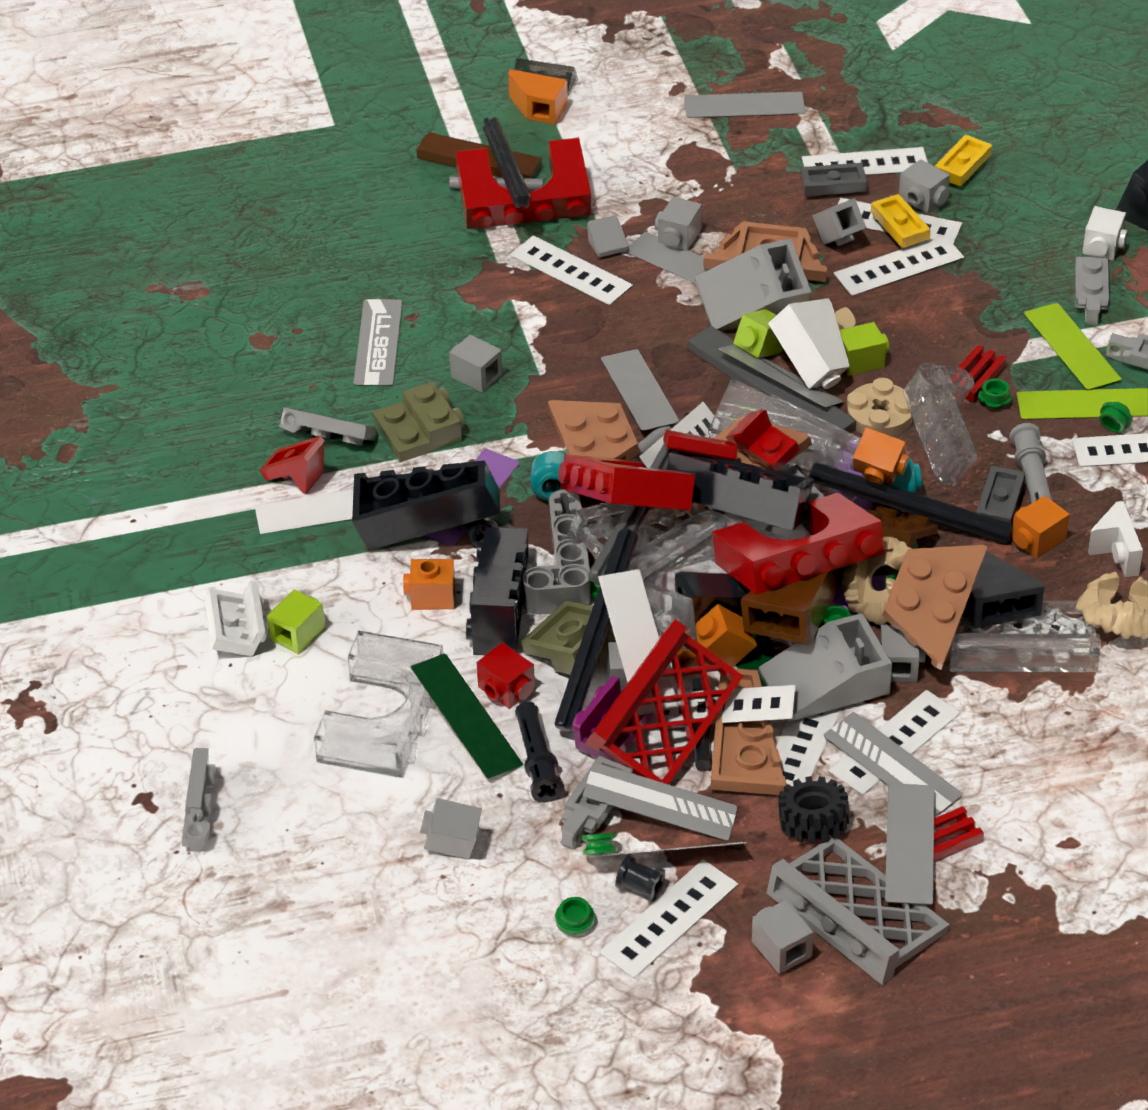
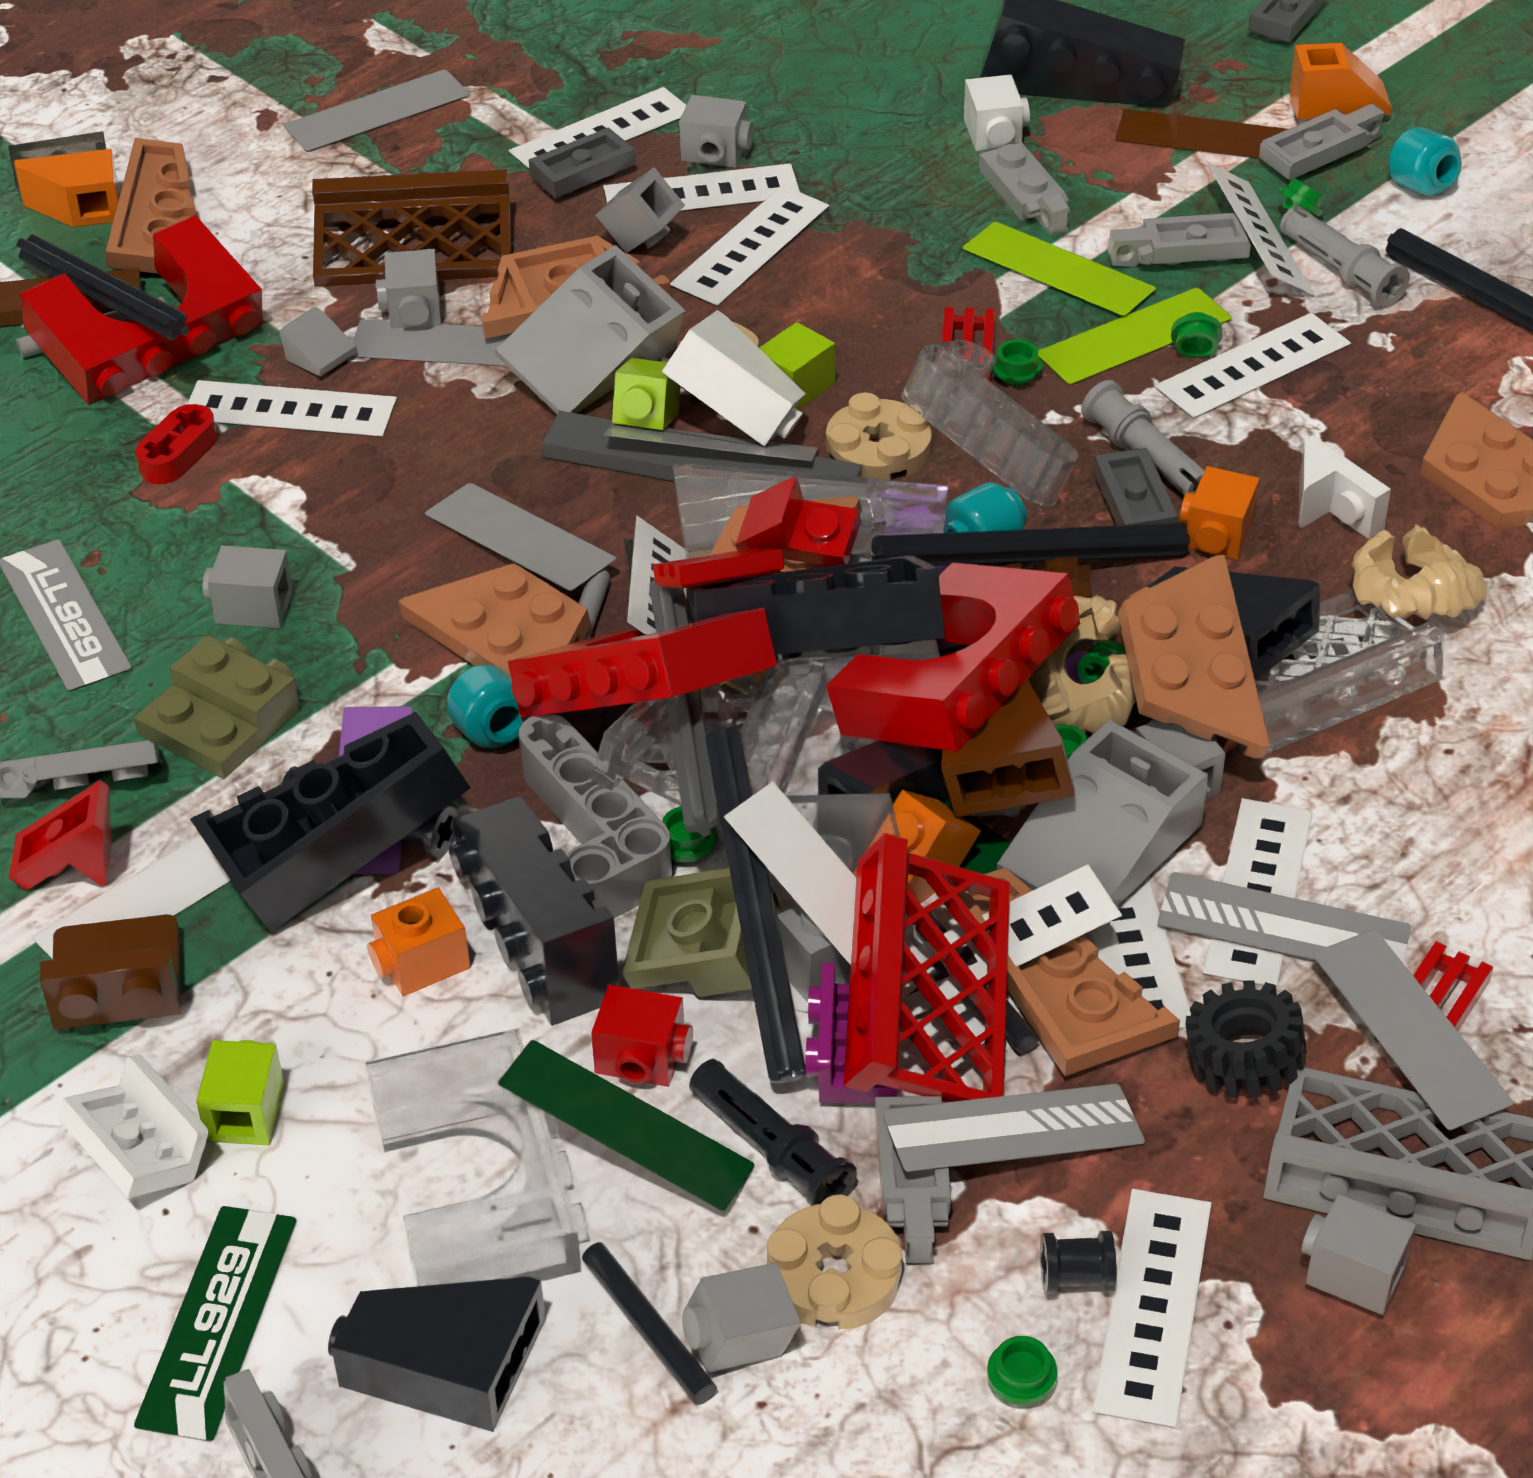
camera: 30 degrees left, 0 degrees up
(220, 723) = (215, 1323): none -> dark green sticker
(276, 537) = (113, 972): none -> reddish brown bracket
(309, 780) = (441, 1345): none -> black slope
(414, 814) = (649, 1323): none -> black bar
(494, 268) = (176, 444): none -> red beam
(519, 809) = (842, 1231): none -> tan plate
(576, 117) = (150, 200): none -> nougat wing
(599, 843) = (977, 1235): green bush -> none
(667, 849) = (1081, 1198): white sticker -> none
(716, 170) = (410, 201): none -> reddish brown fence
(880, 457) = (969, 492): orange brick -> none
(900, 221) = (717, 184): yellow plate -> none
(964, 159) = (739, 77): yellow plate -> none

